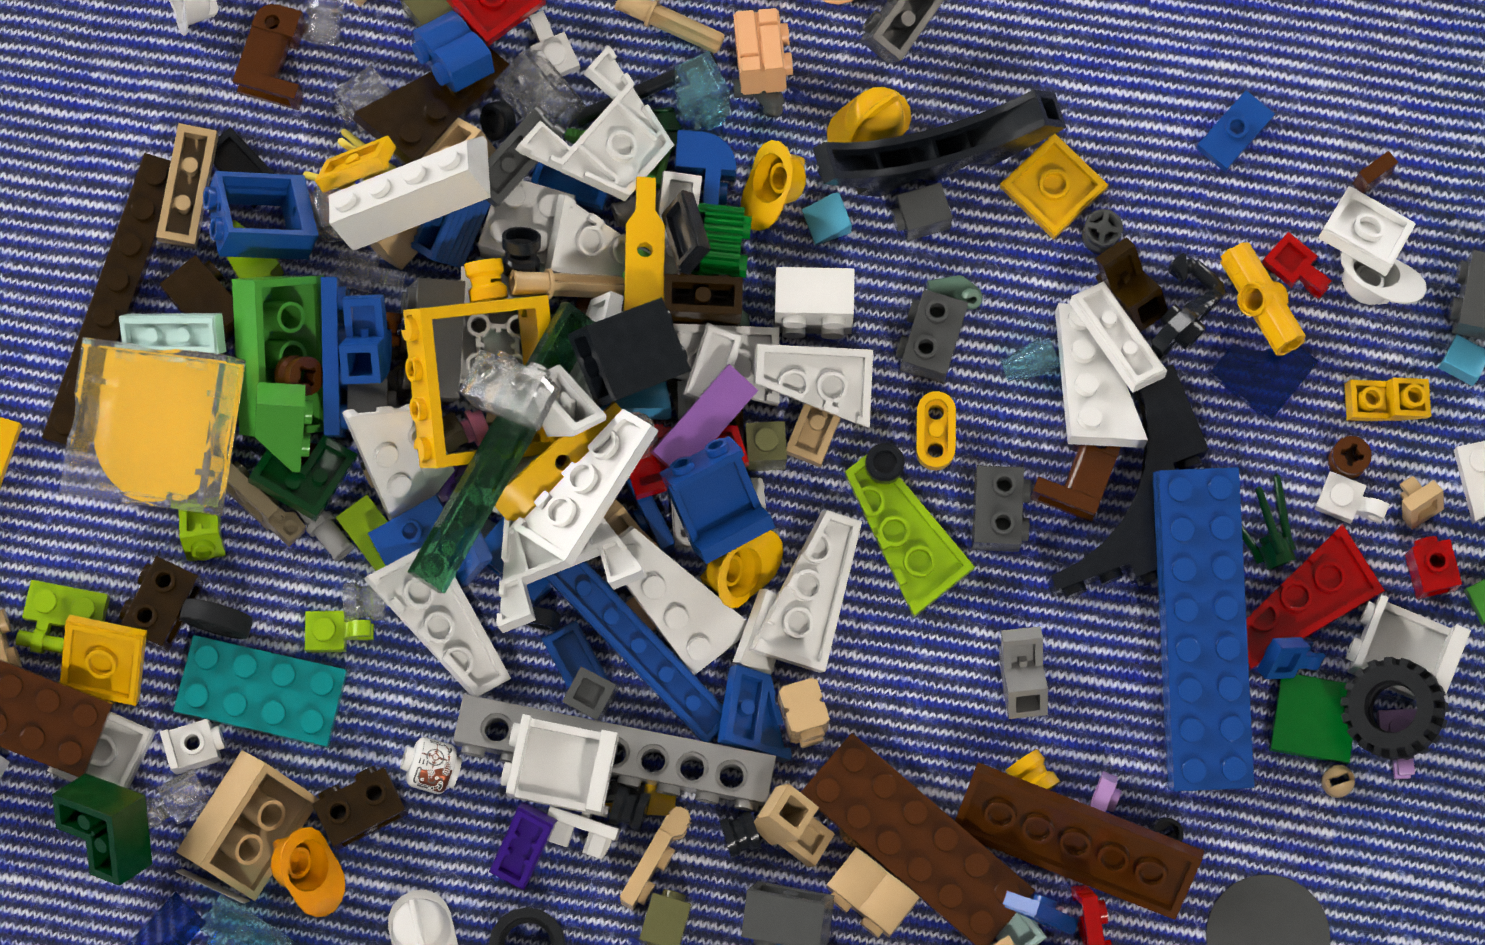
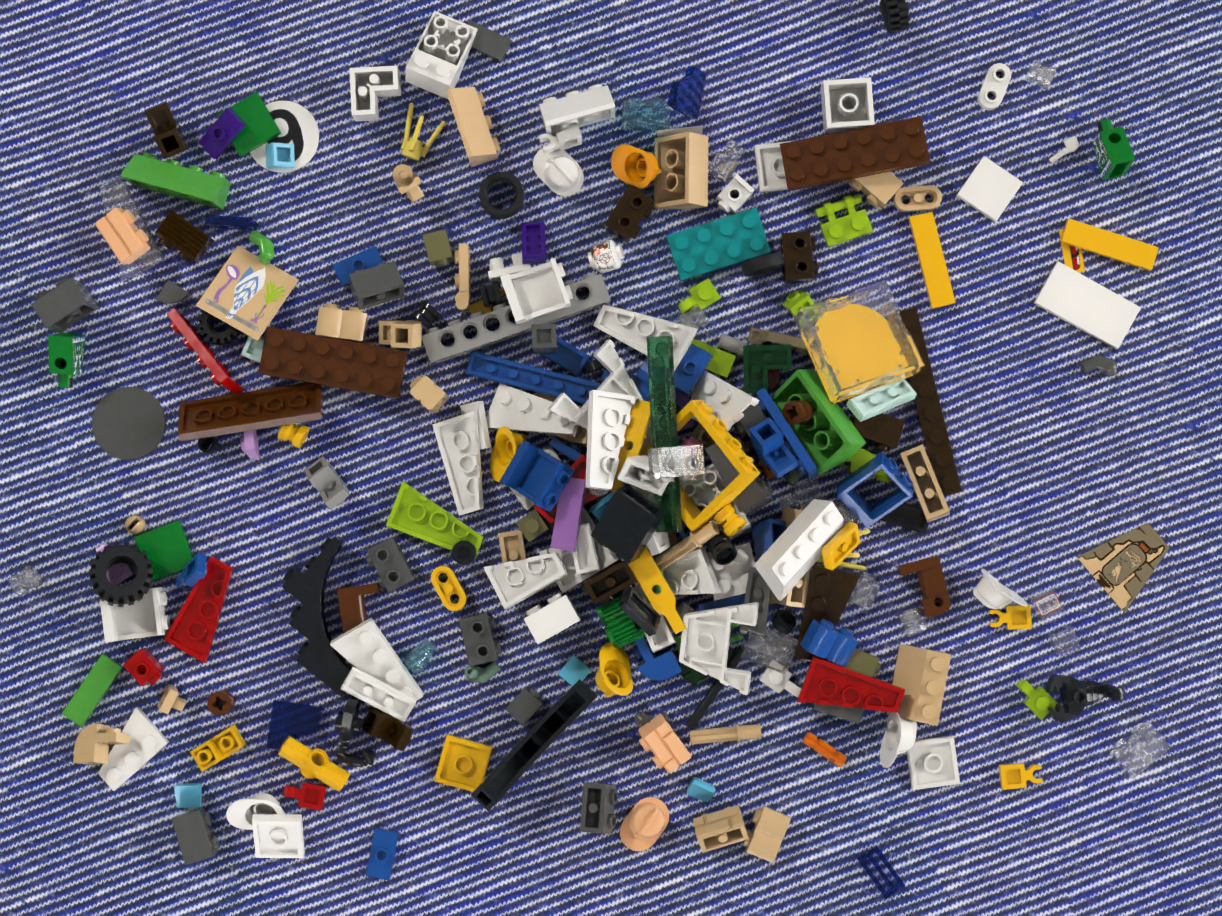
camera: 150 degrees right, 10 degrees up
(103, 659) = (808, 209): yellow tile -> none
(111, 823) = (749, 127): dark green brick -> none
(281, 421) = (790, 381): bright green slope -> none
(701, 92) = (681, 699): clear light blue brick -> none
(751, 715) = (456, 379): blue wing -> none
(870, 117) = (583, 740): yellow piece -> none
(1041, 910) = (247, 361): blue plate -> none
(1104, 223) = (419, 757): dark grey wheel -> none
(1203, 629) = (244, 559): blue brick -> none
(1278, 546) = (234, 629): dark green plant -> none
(1345, 498) = (212, 679): white plate -> none
(1375, 172) = (292, 873): reddish brown tile -> none

